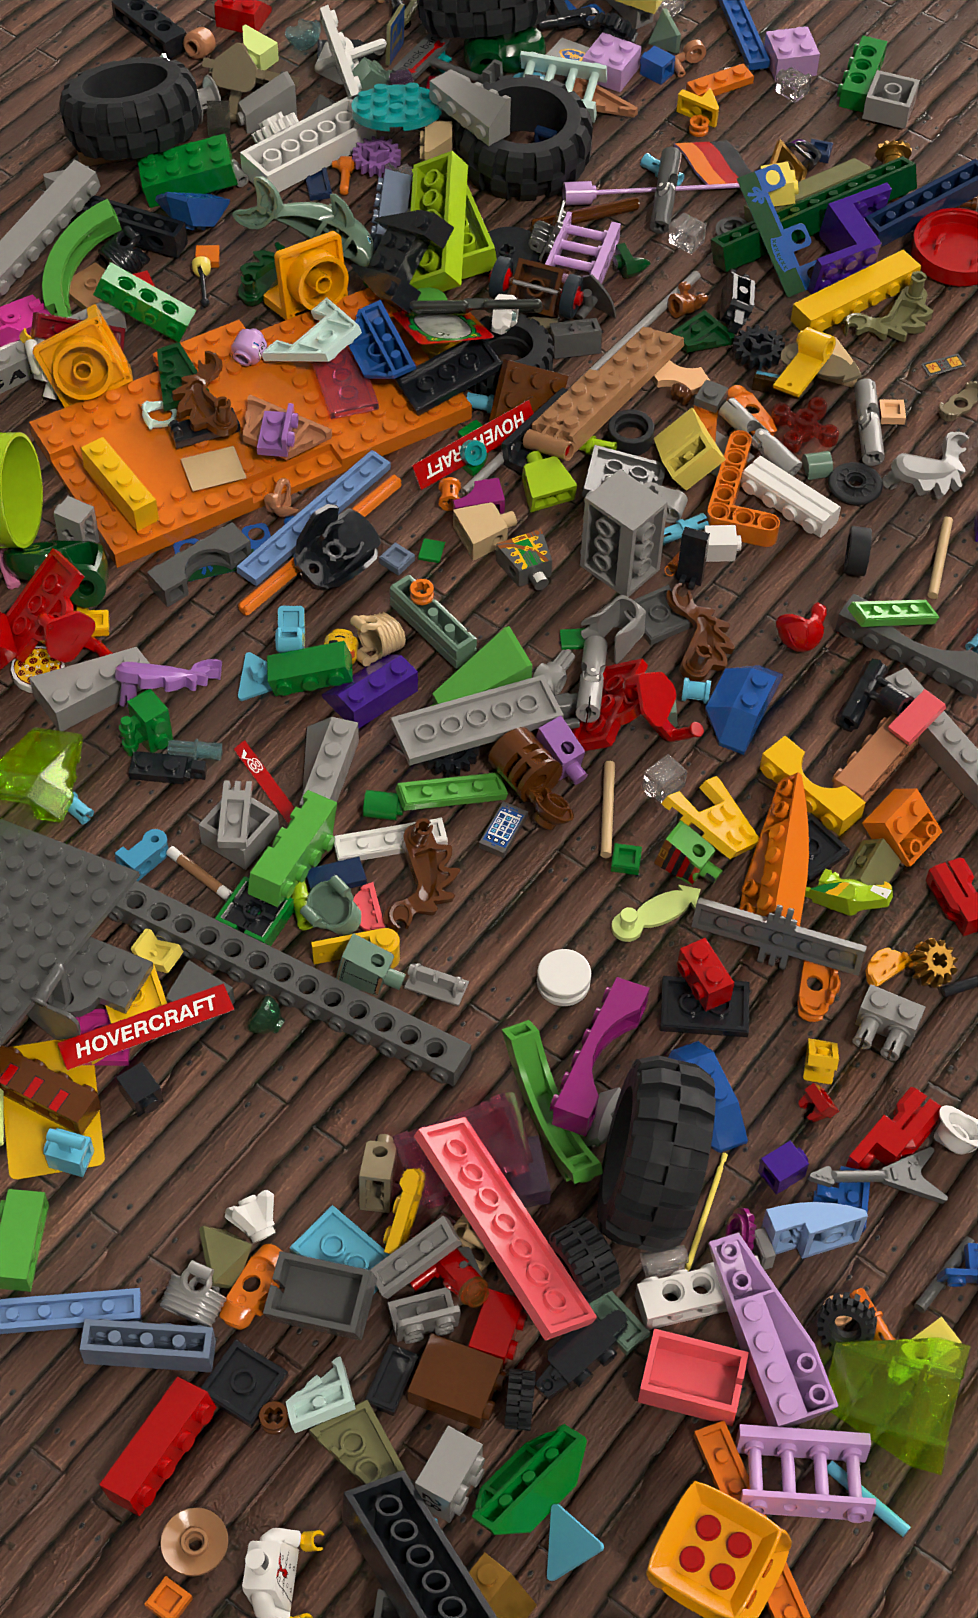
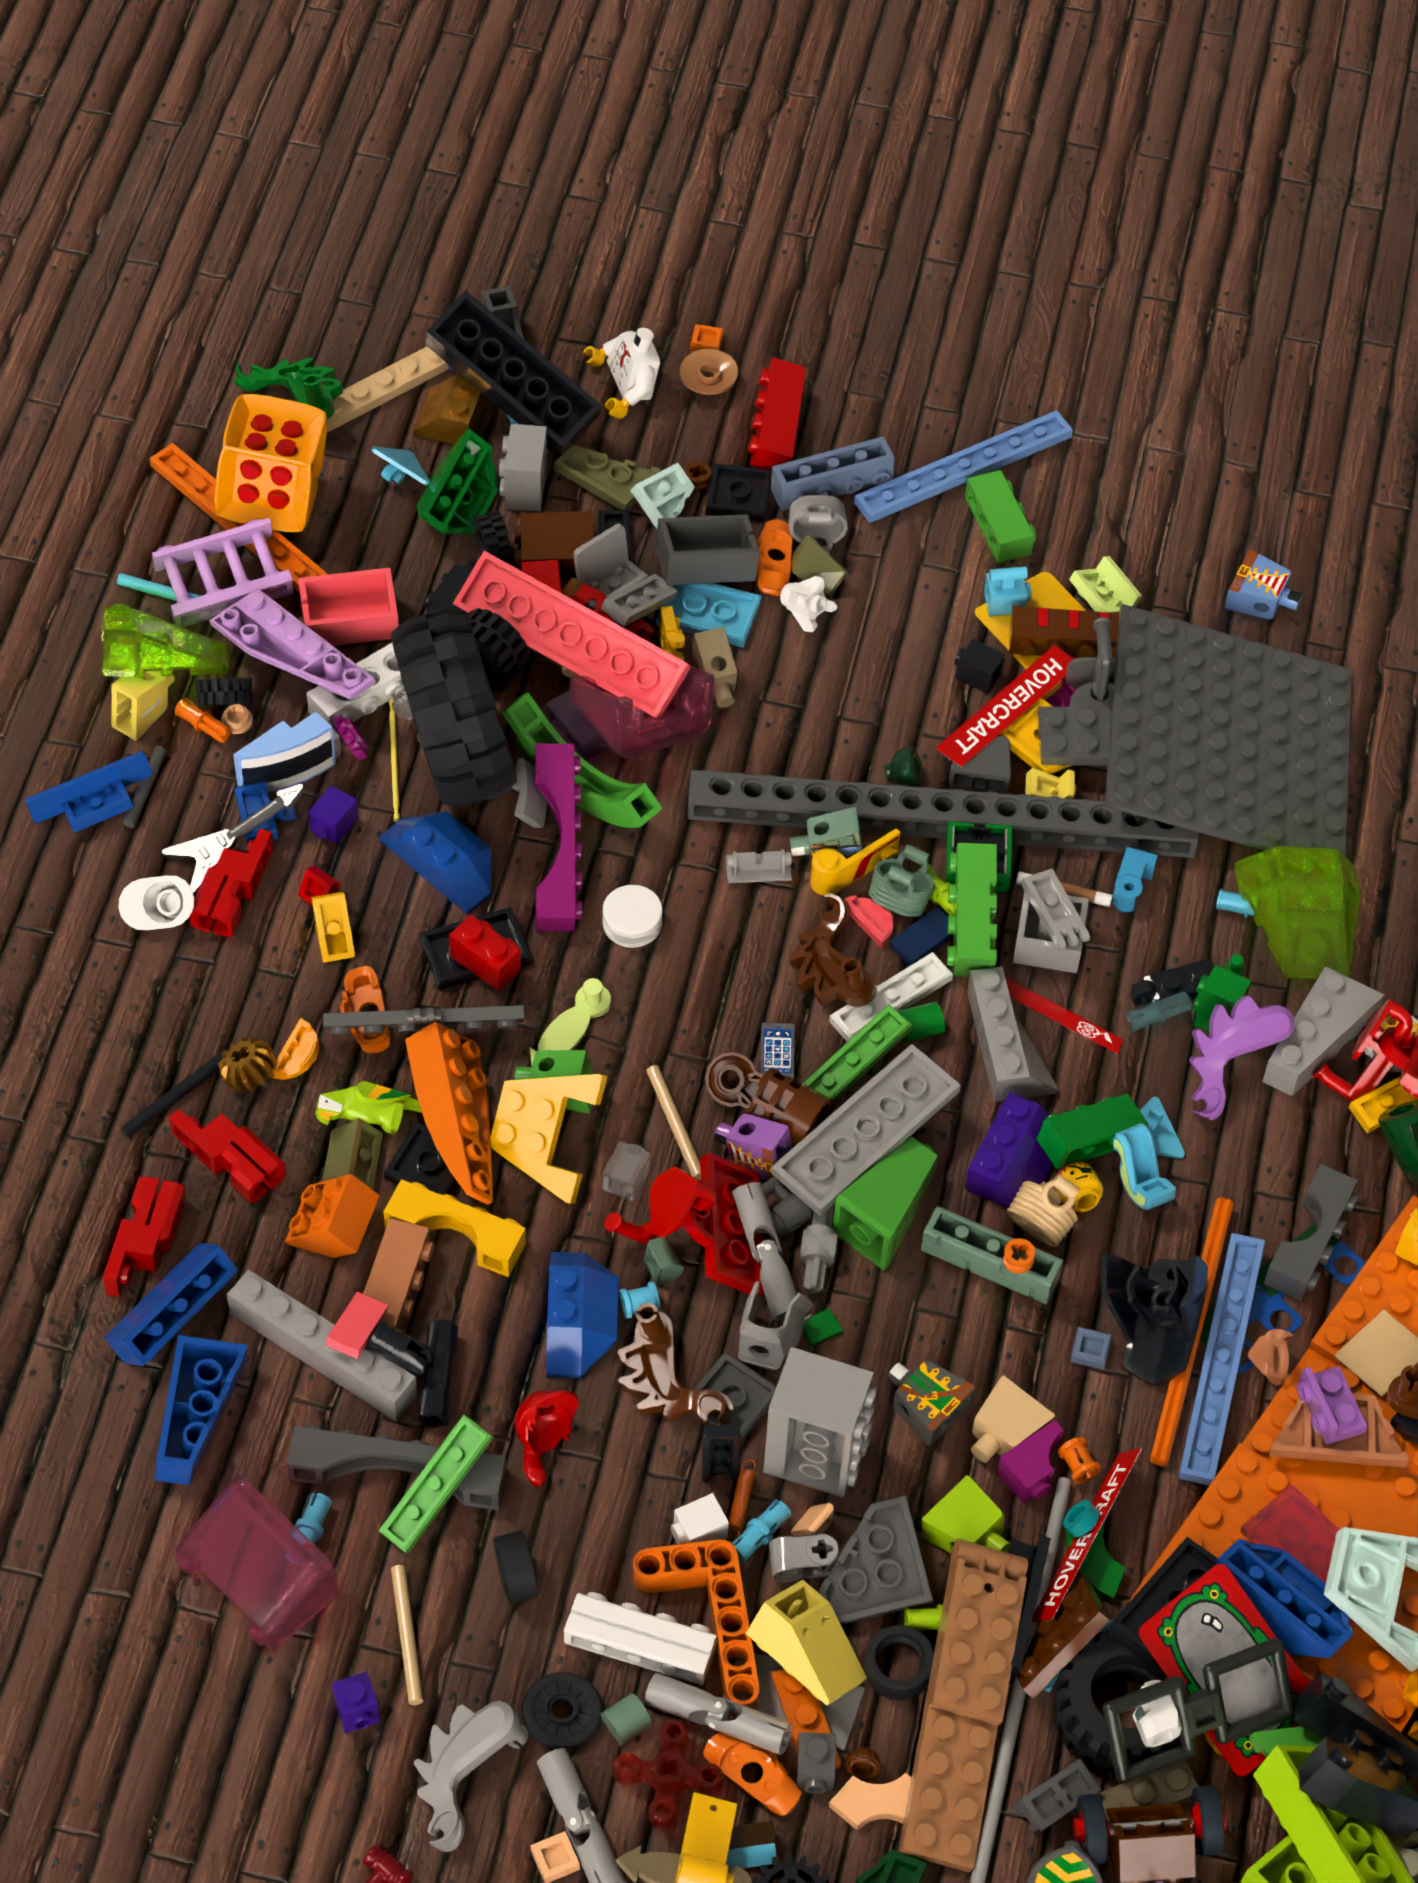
camera: 155 degrees right, 0 degrees up
(431, 550) = (1057, 1381): green piece -> none
(626, 859) = (628, 1073): green tile -> none
(890, 1017) = (276, 993): light grey brick -> none

